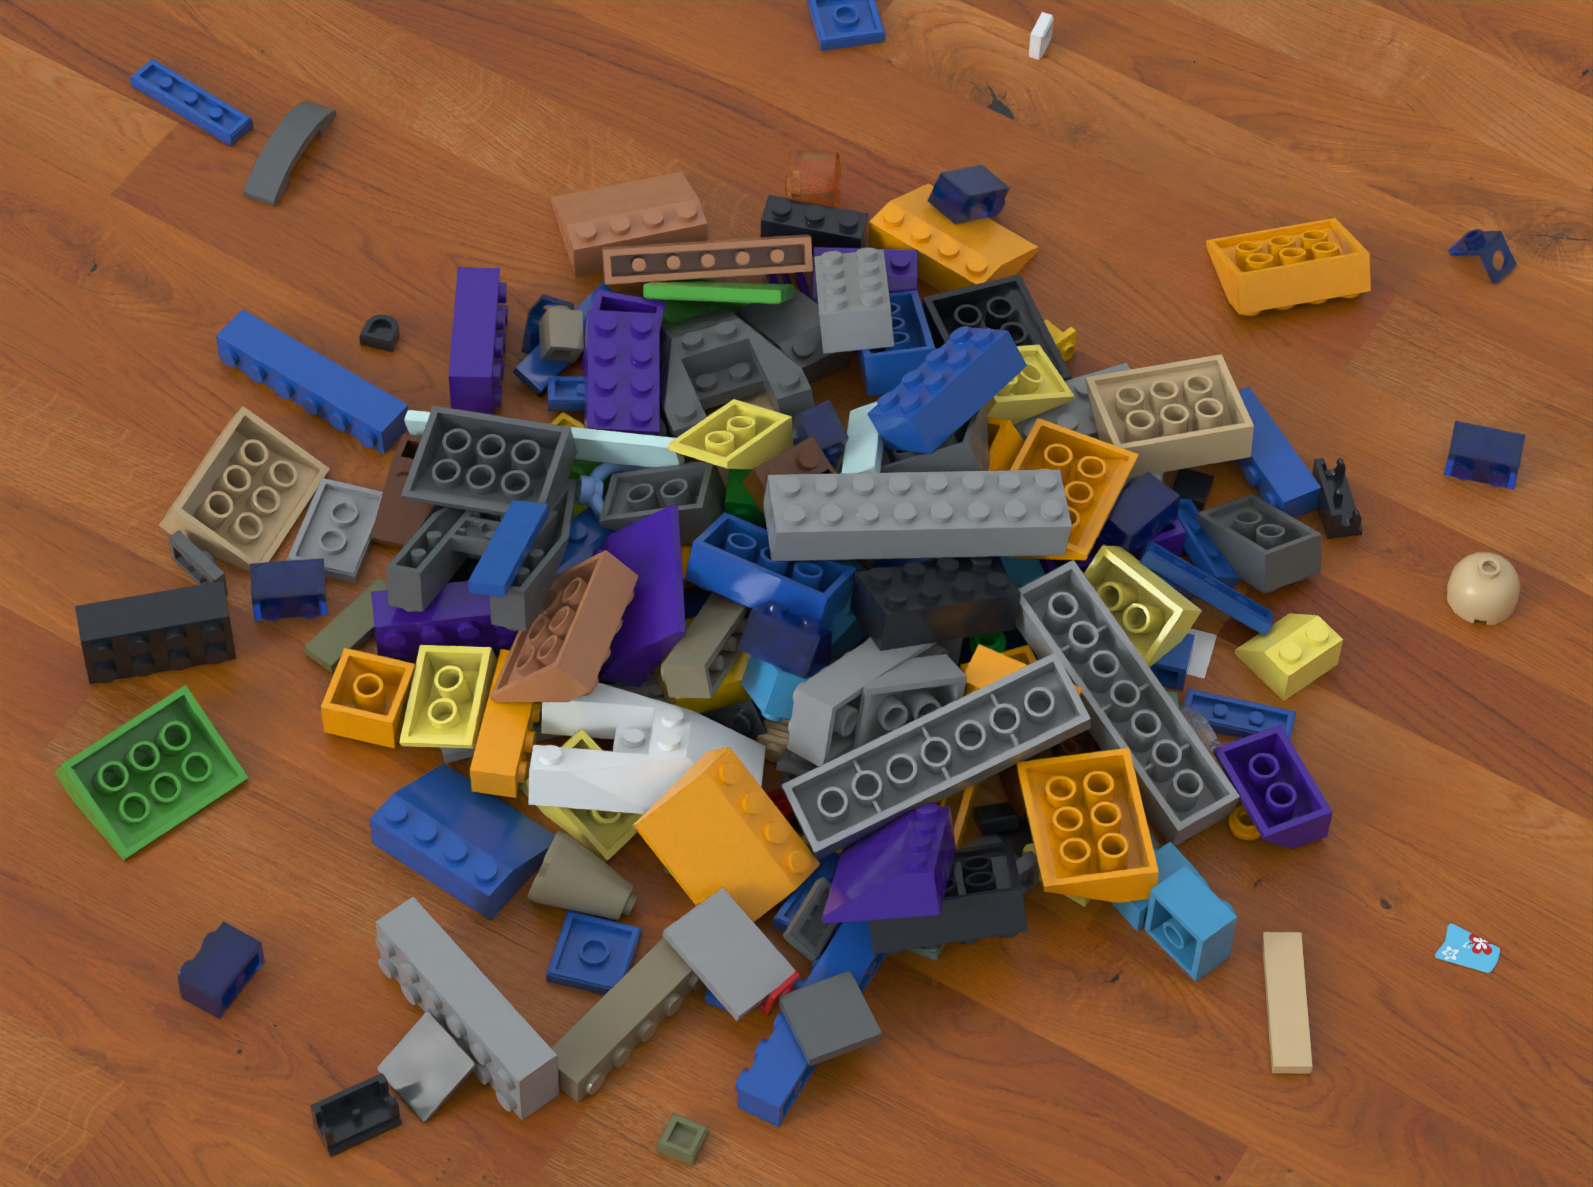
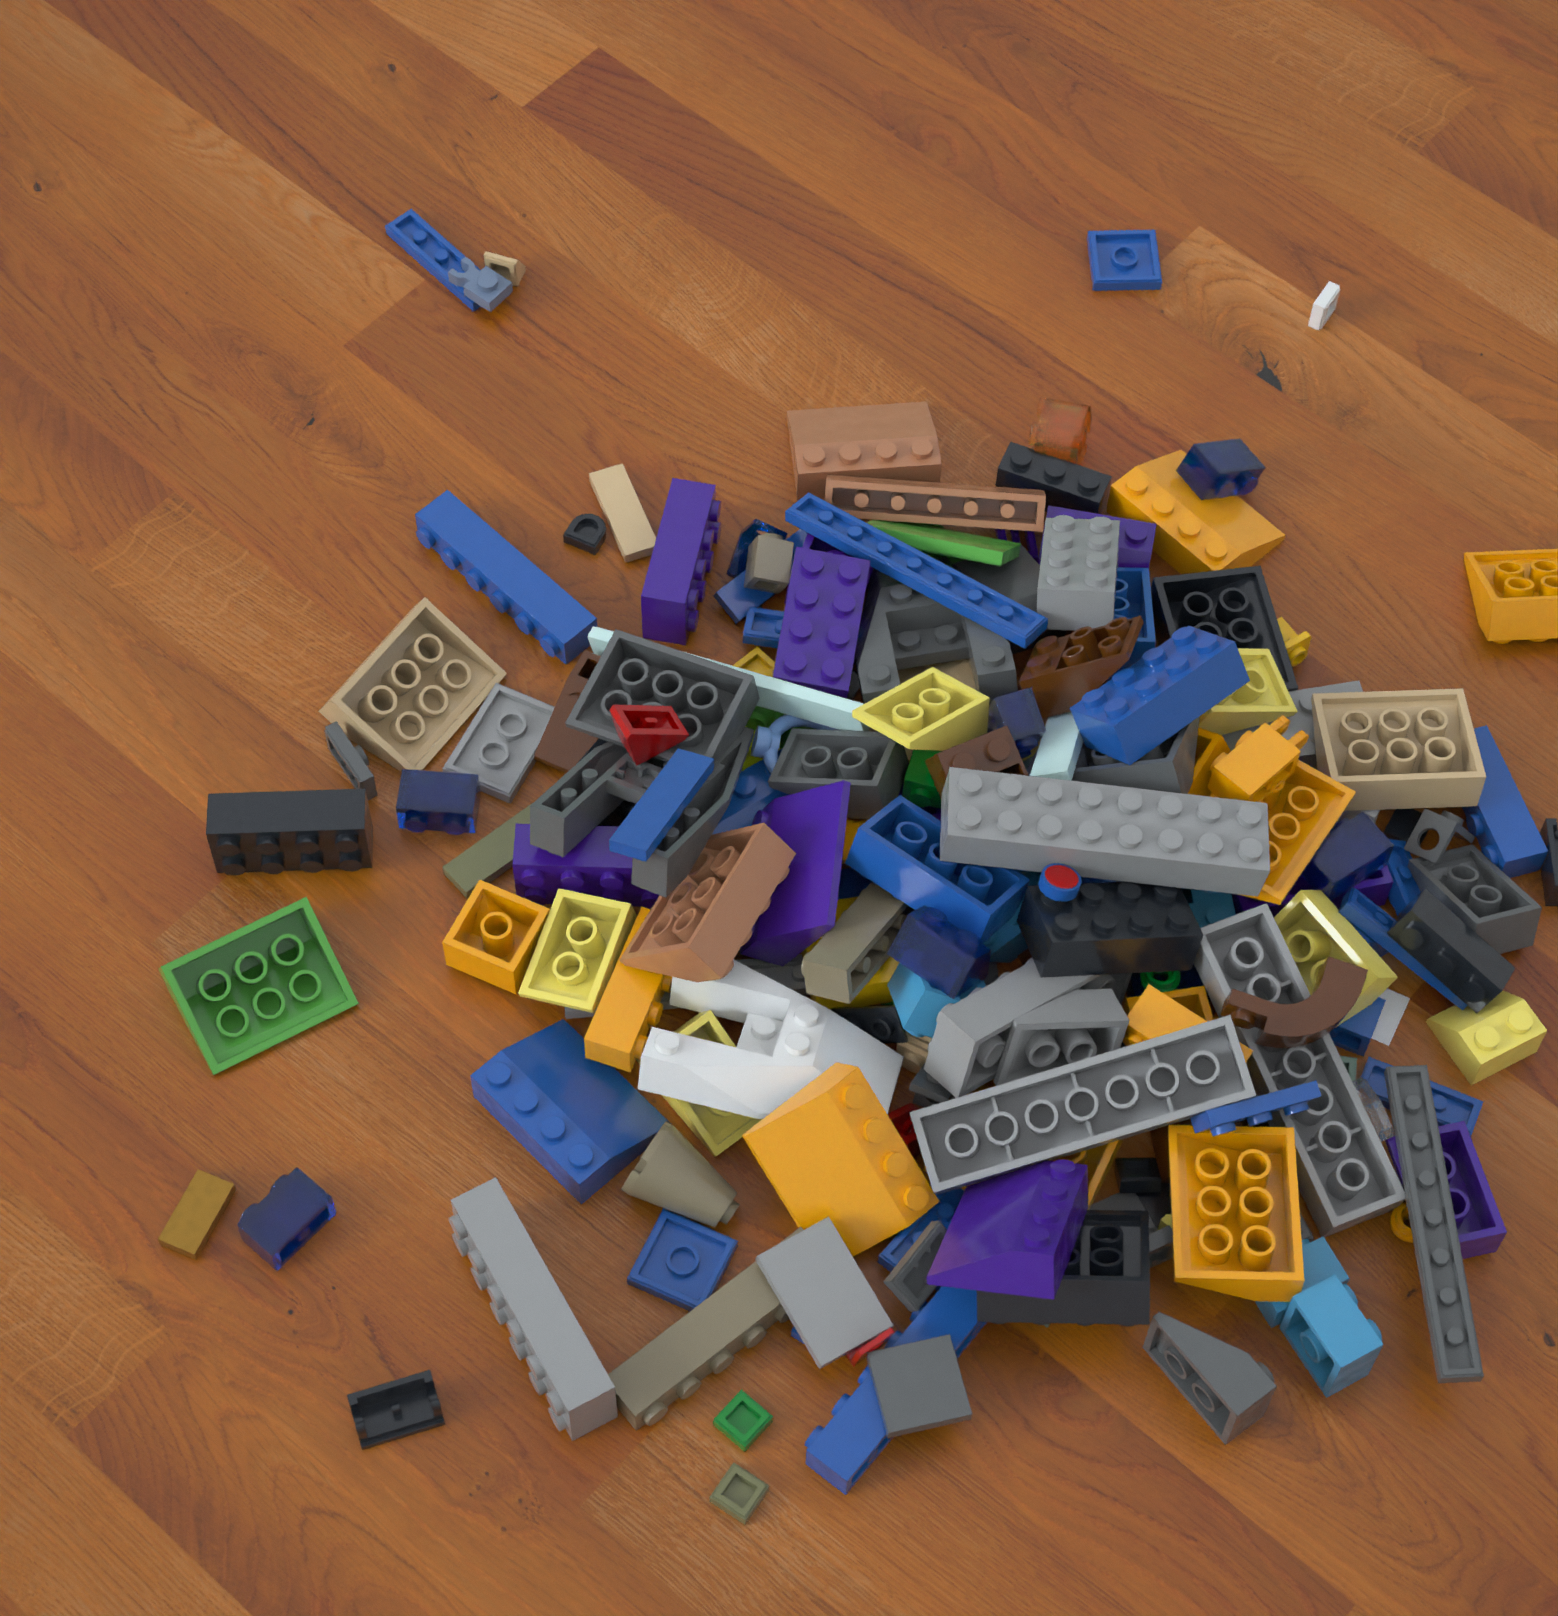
camera: 10 degrees right, 5 degrees up
(135, 980) = (197, 1214): none -> pearl gold tile
(236, 121) = (483, 287): none -> sand blue plate
(254, 102) = (507, 267): none -> tan slope
(284, 149) = (525, 322): dark grey slope -> none
(413, 309) = (623, 512): none -> tan tile
(427, 1066) = (481, 1366): piece -> none
(480, 488) = (647, 729): none -> red slope
(674, 1078) = (743, 1420): none -> green tile
(703, 316) = (917, 570): none -> blue tile
(862, 378) = (1074, 664): none -> reddish brown slope
(884, 563) = (1059, 882): none -> tile
(1046, 438) = (1257, 763): none -> light orange hinge
(1089, 971) = (1212, 1375): none -> dark grey slope
(1092, 735) = (1256, 1109): none -> blue plate
(1123, 655) = (1302, 1022): none -> reddish brown arch
(1227, 478) = (1446, 825): none -> dark grey bracket
(1246, 582) = (1451, 951): none -> black brick
(1266, 813) = (1433, 1225): none -> dark grey tile
(1286, 1002) = (1422, 1445): tan tile -> none

